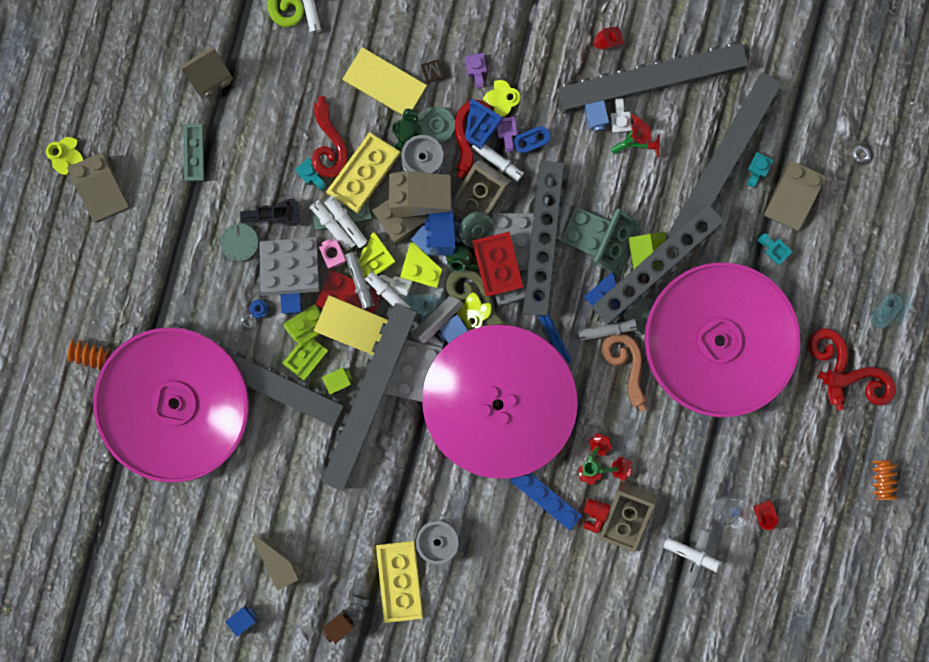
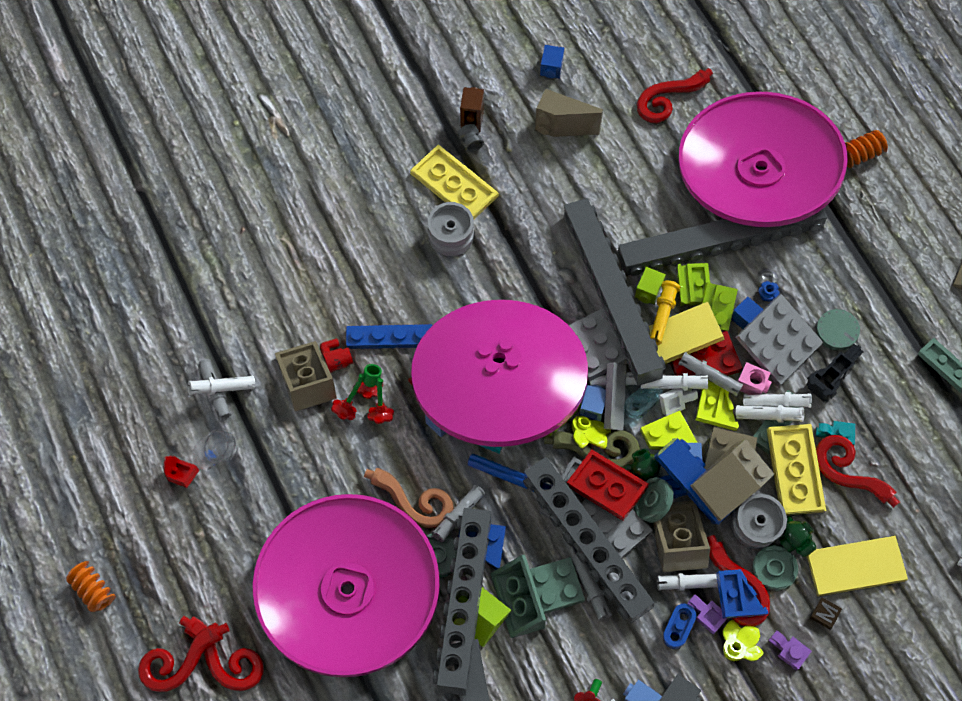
camera: 140 degrees right, 20 degrees down
(152, 512) = (687, 85): none -> red plant
(342, 355) = (666, 303): none -> yellow pin

